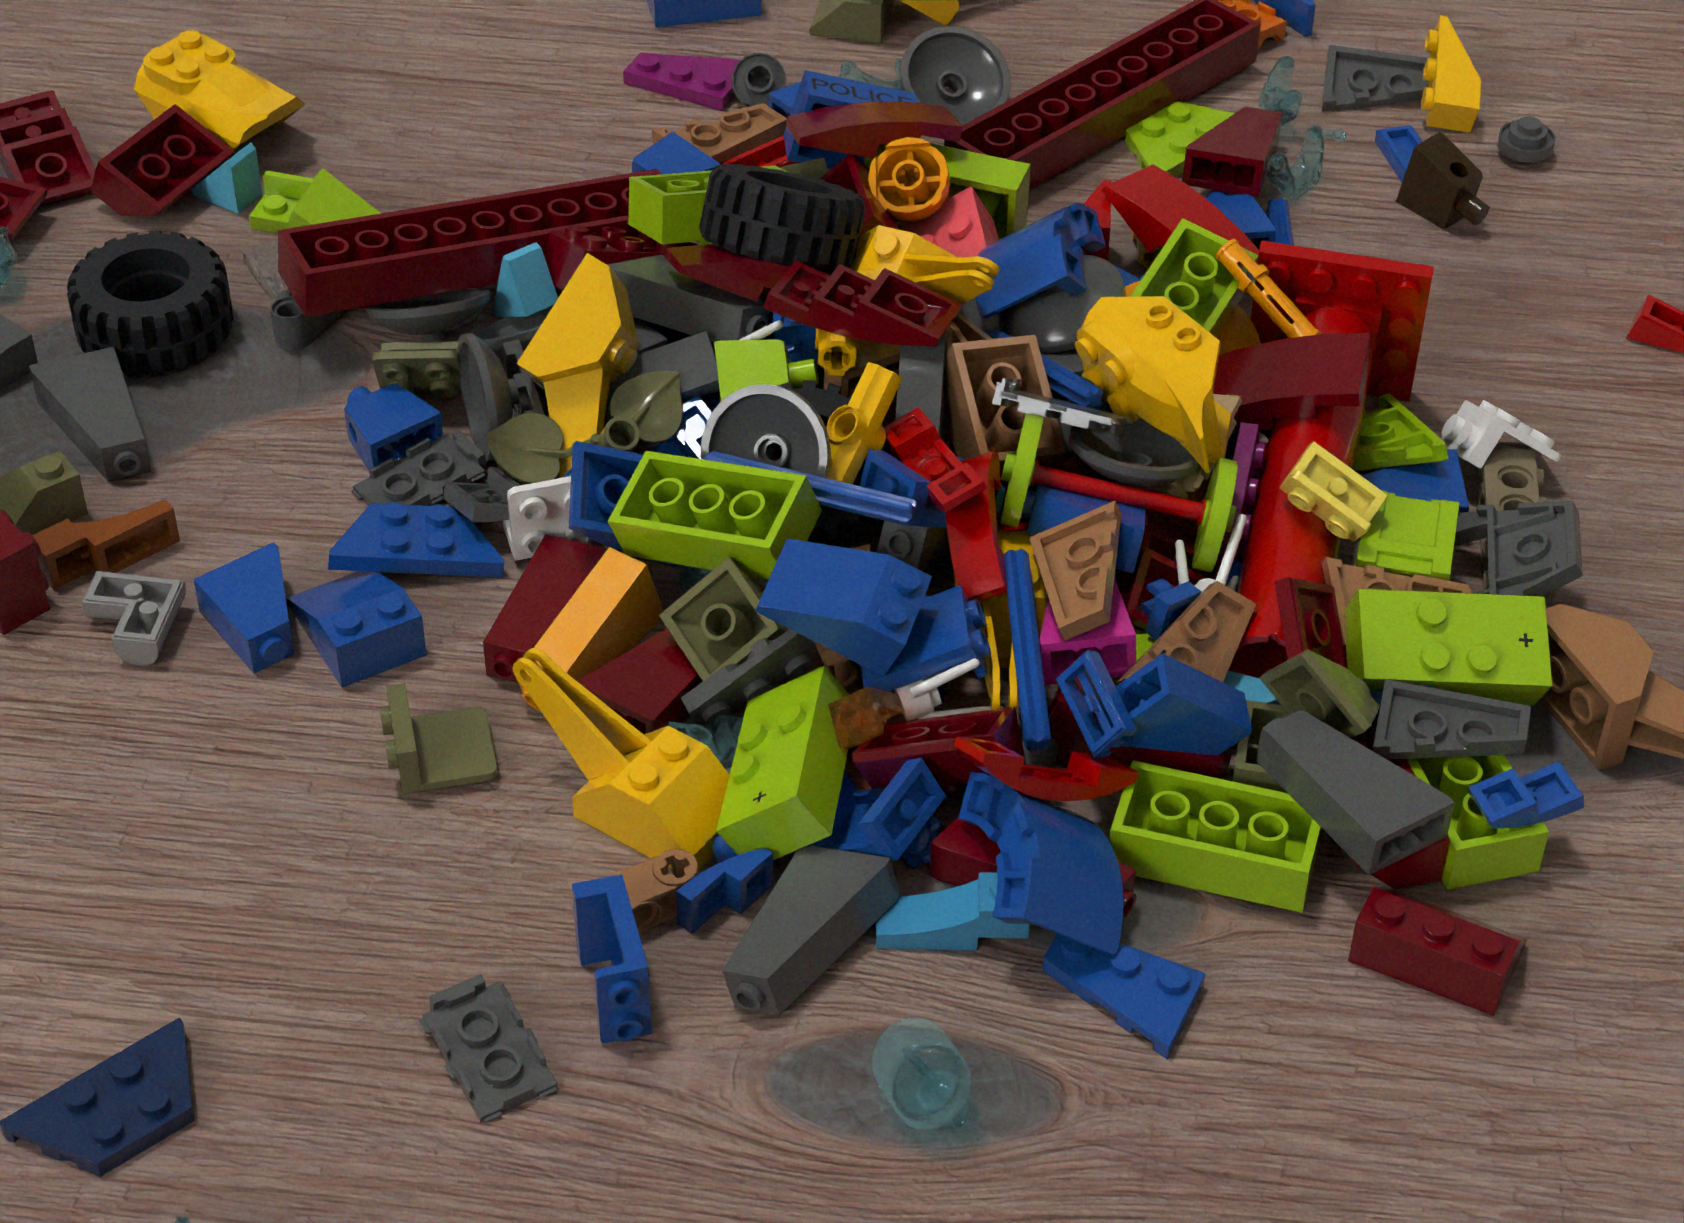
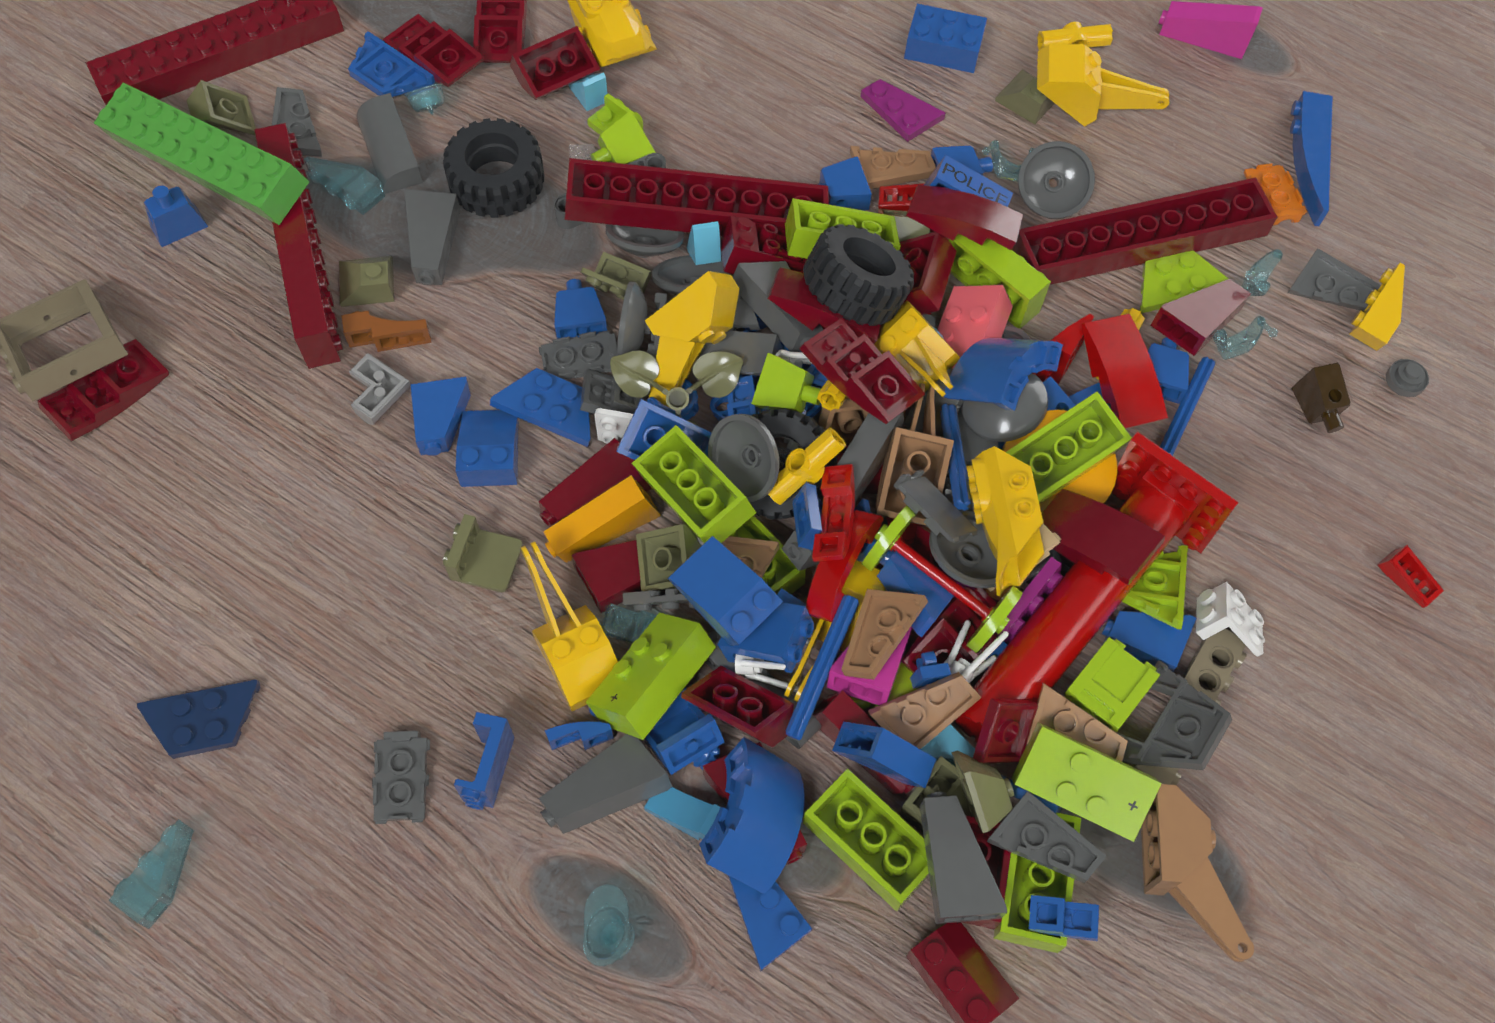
camera: 25 degrees right, 20 degrees up
(654, 889) = (535, 716): medium nougat piece -> none
(756, 77) = (936, 131): dark grey plate -> none
(843, 495) = (757, 498): blue axle -> none
(863, 715) = (702, 664): clear orange bracket -> none
(910, 179) = (963, 267): light orange cylinder -> none
(1083, 779) = (779, 768): red slope -> none
(1099, 698) = (837, 730): blue tile -> none
(1234, 258) = (1120, 471): light orange pin -> none
(1333, 493) = (1075, 639): light yellow bracket -> none
(1397, 146) = (1320, 348): blue tile -> none

